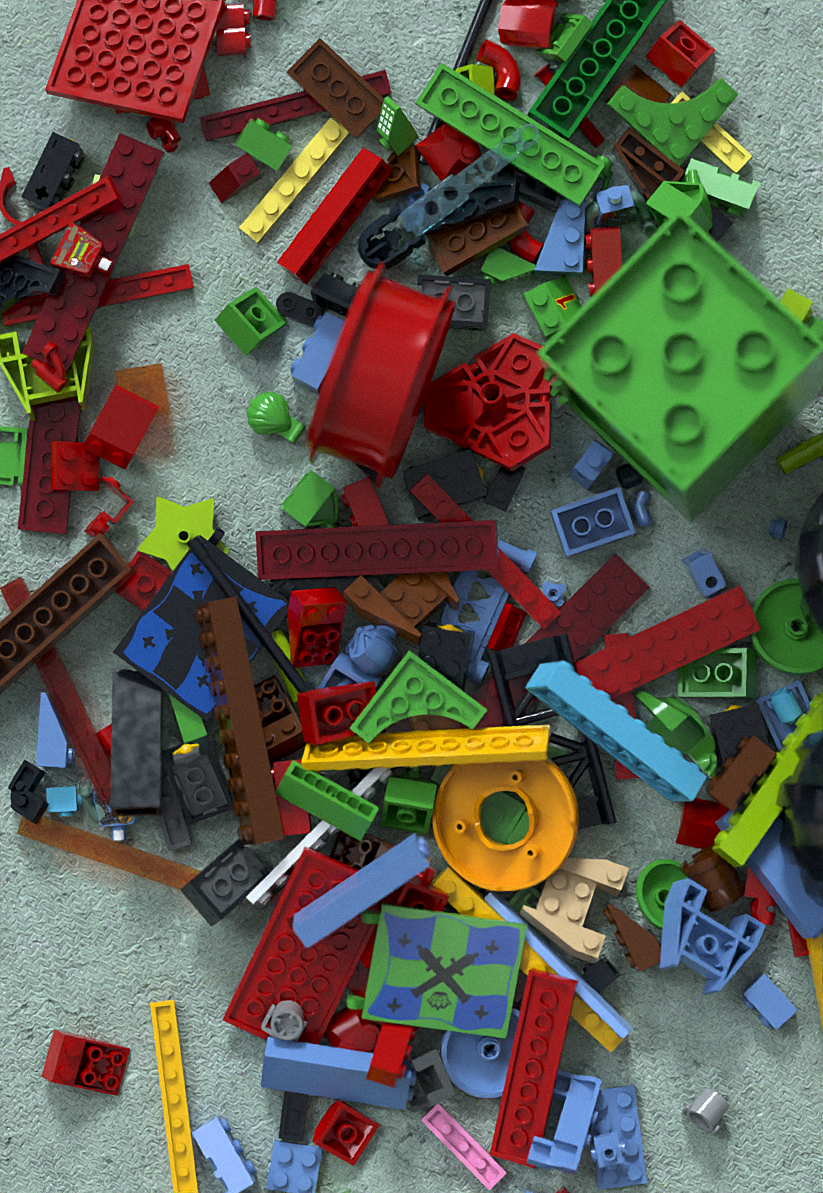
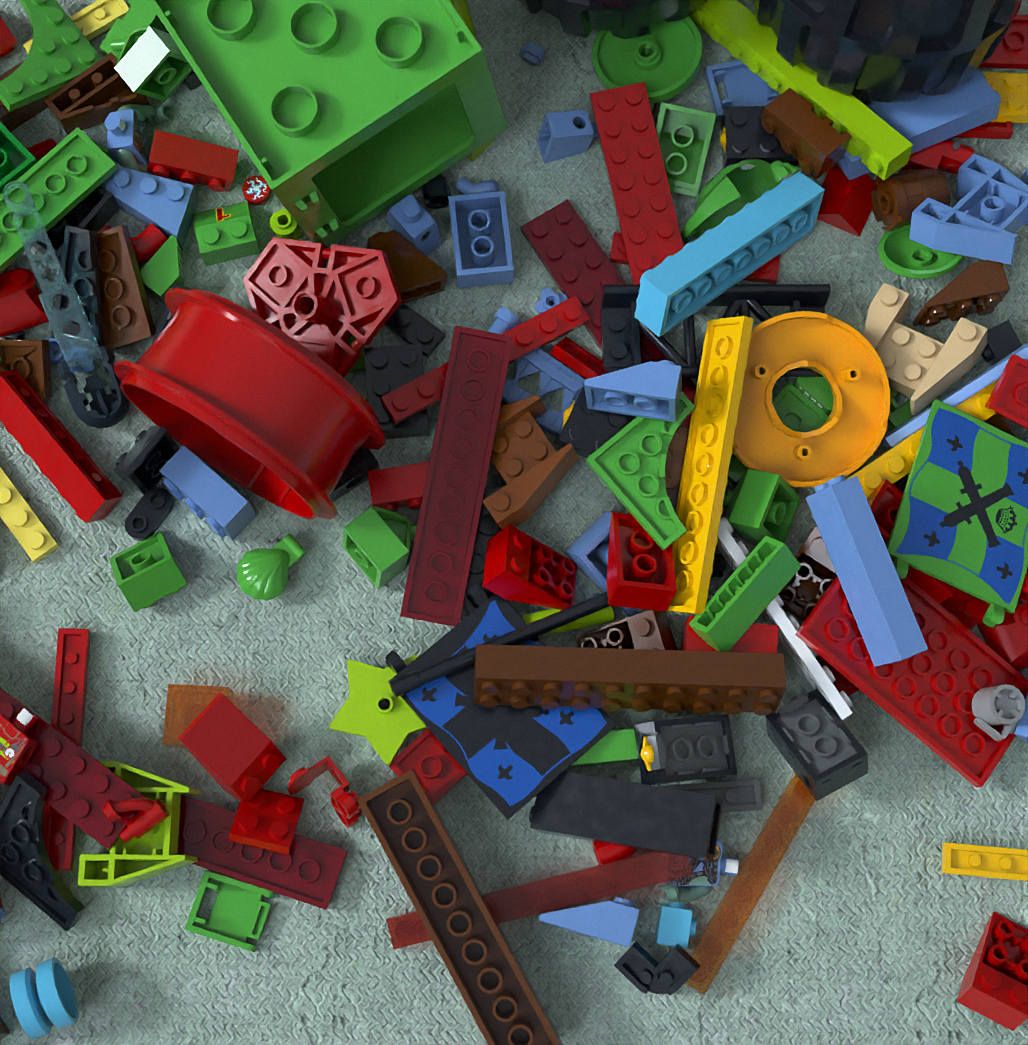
camera: 80 degrees left, 10 degrees down
(373, 648) = (570, 511): medium blue piece -> none
(470, 685) = (640, 391): none -> medium blue slope
(551, 469) = (413, 271): none -> reddish brown slope
(785, 706) = (732, 82): medium azure brick -> none

